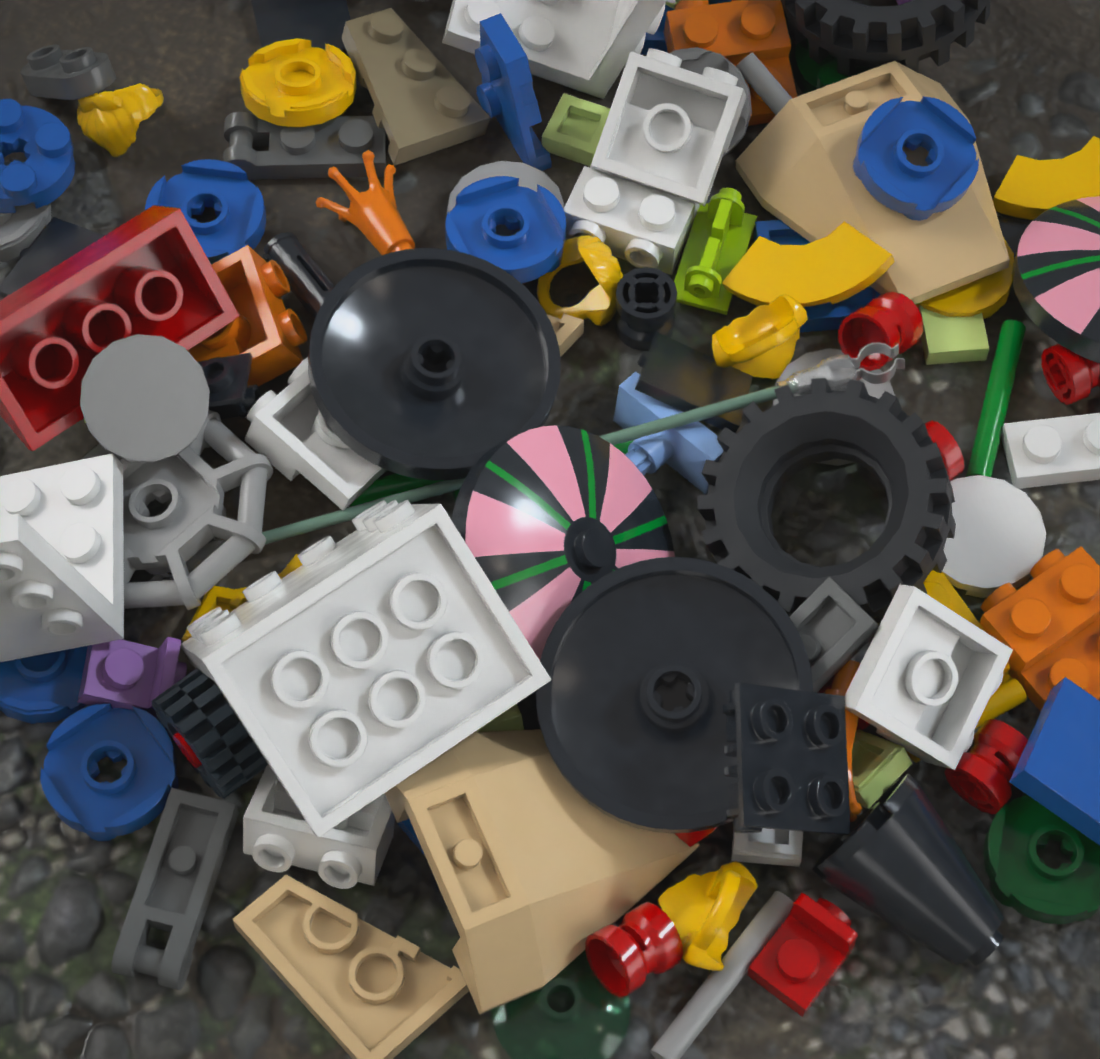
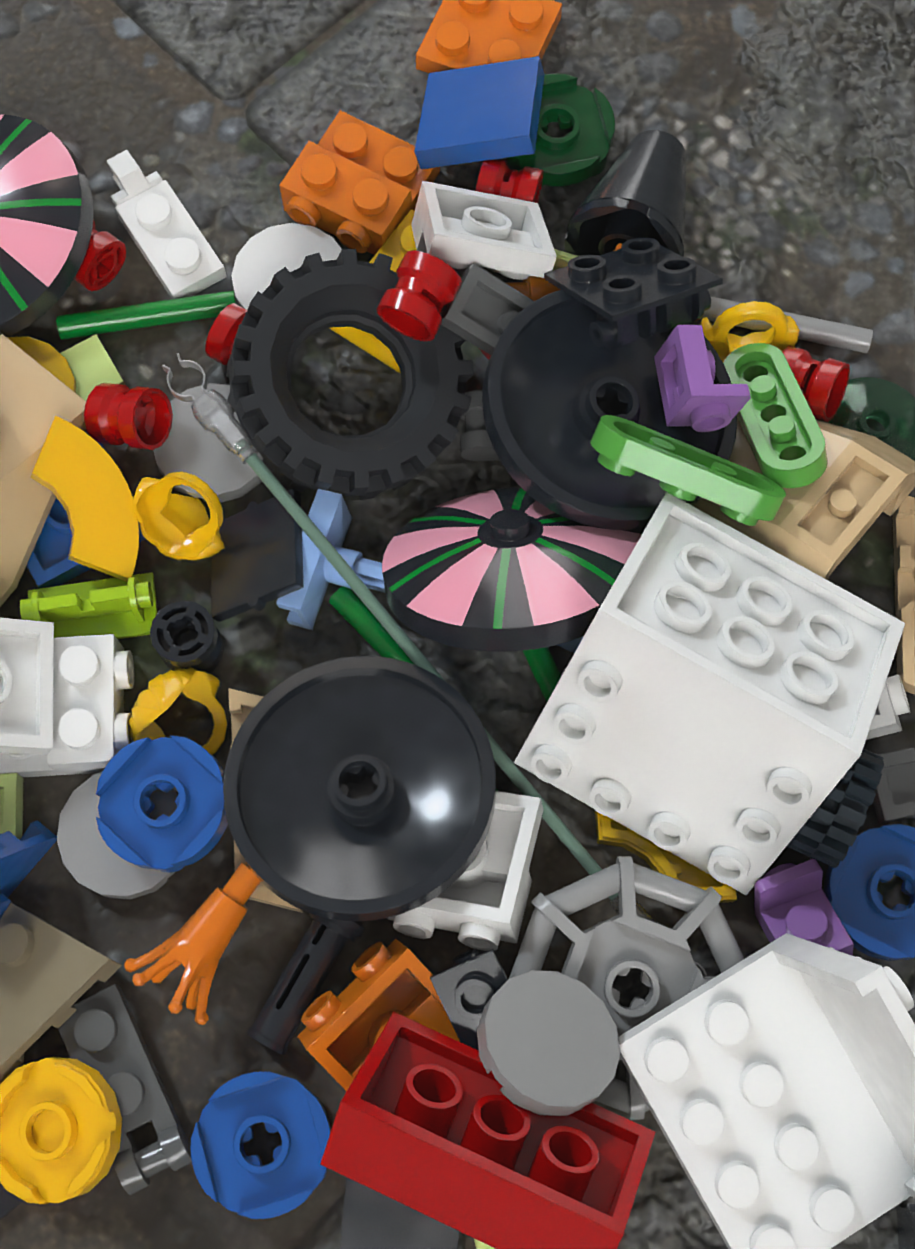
camera: 115 degrees left, 10 degrees up
(589, 694) = (686, 470): none -> bright green plate
(620, 848) = (777, 417): none -> bright green plate
(663, 759) = (688, 386): none -> medium lavender bracket
(804, 953) = (744, 269): red bracket -> none
(858, 557) = (419, 295): none -> red wheel

